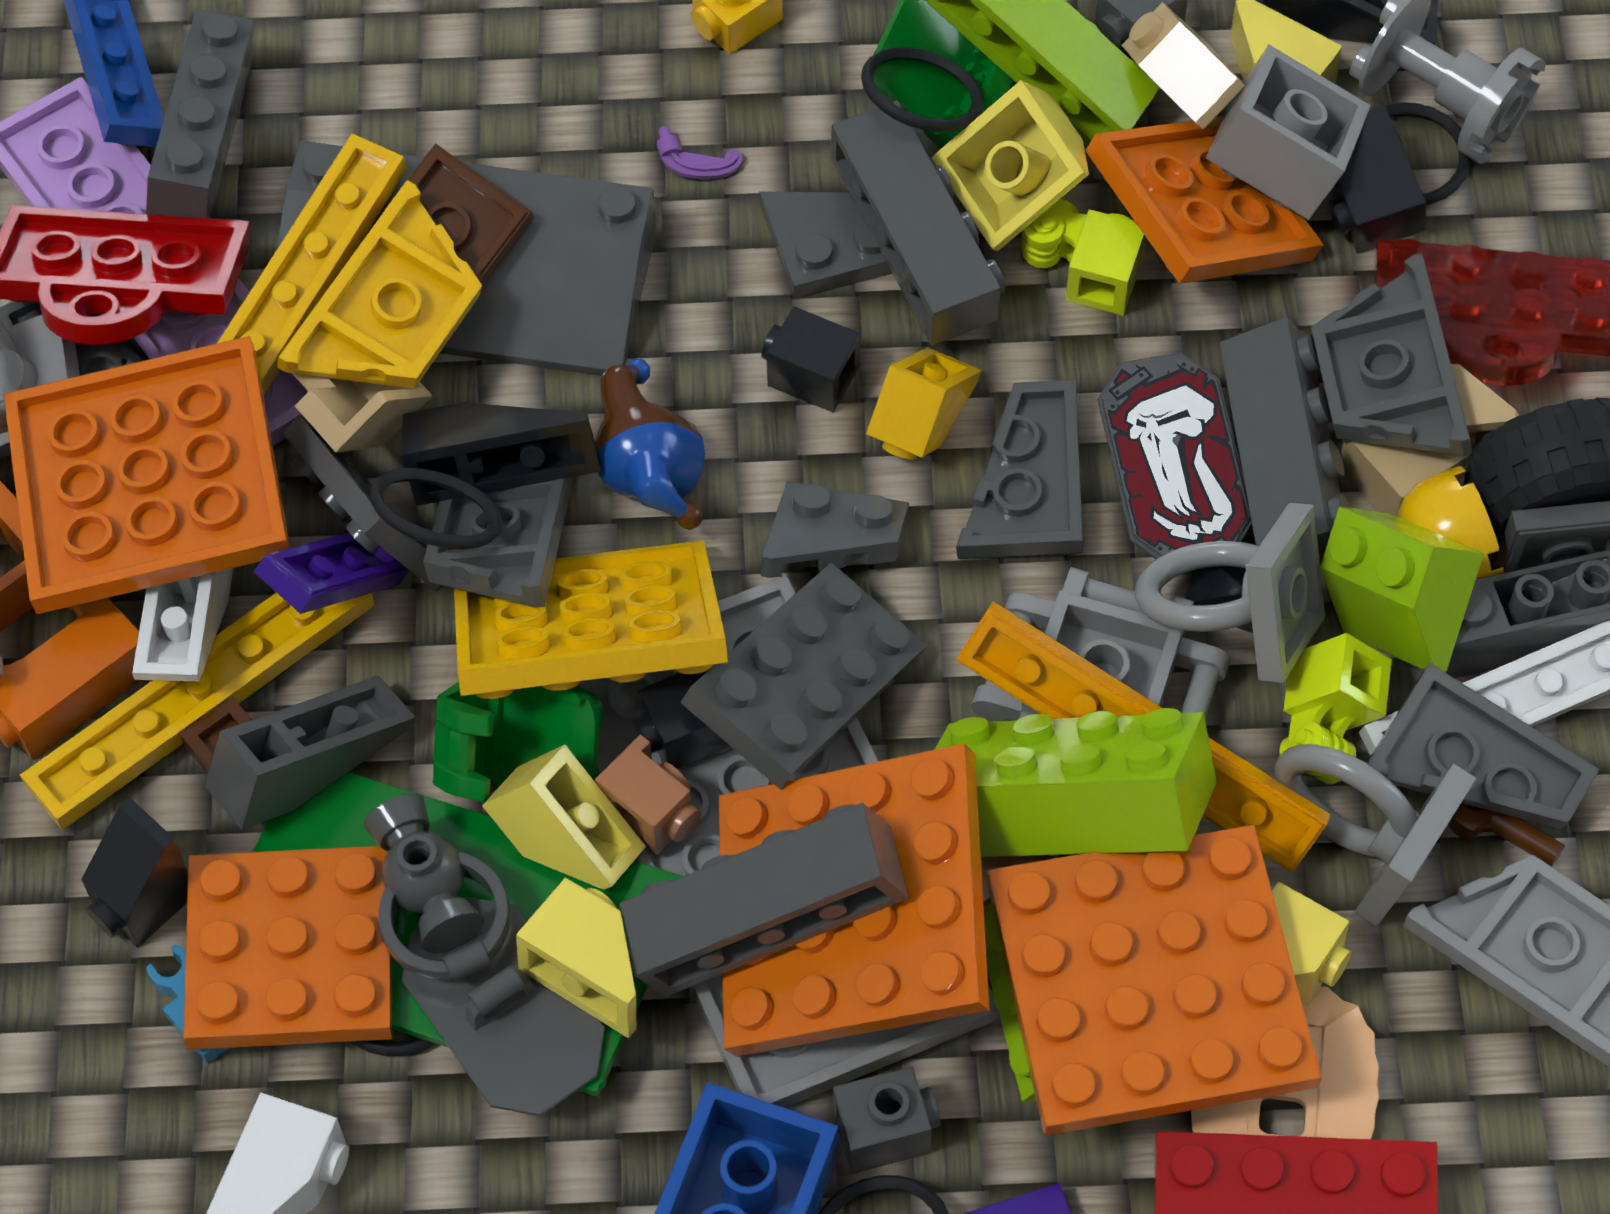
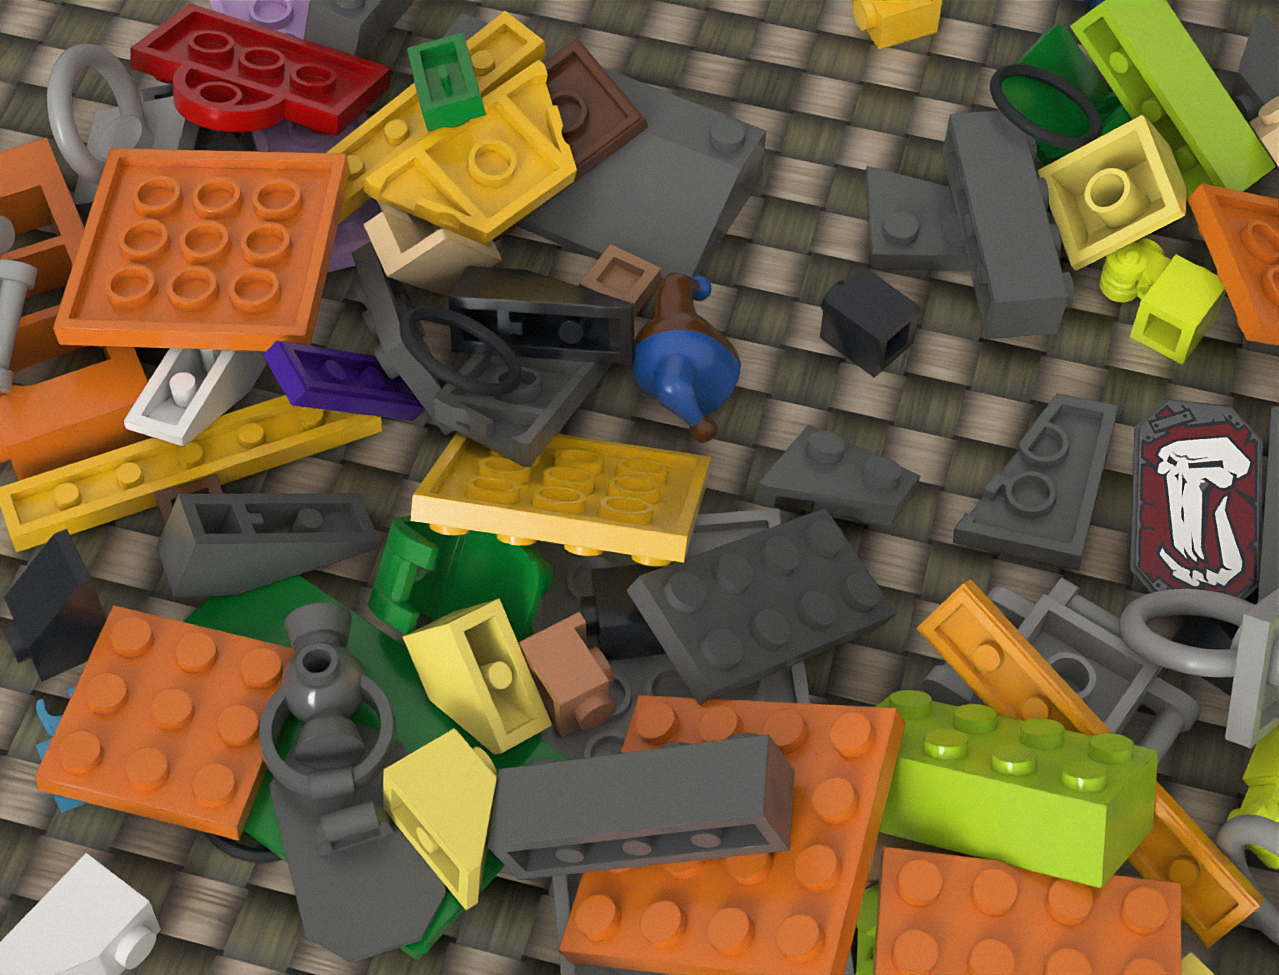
camera: 15 degrees right, 5 degrees down
(325, 232) = (446, 82): none -> green plate
(556, 382) = (623, 277): none -> medium nougat plate
(694, 165) = (814, 130): medium lavender piece -> none
(921, 402) = (959, 387): yellow slope -> none

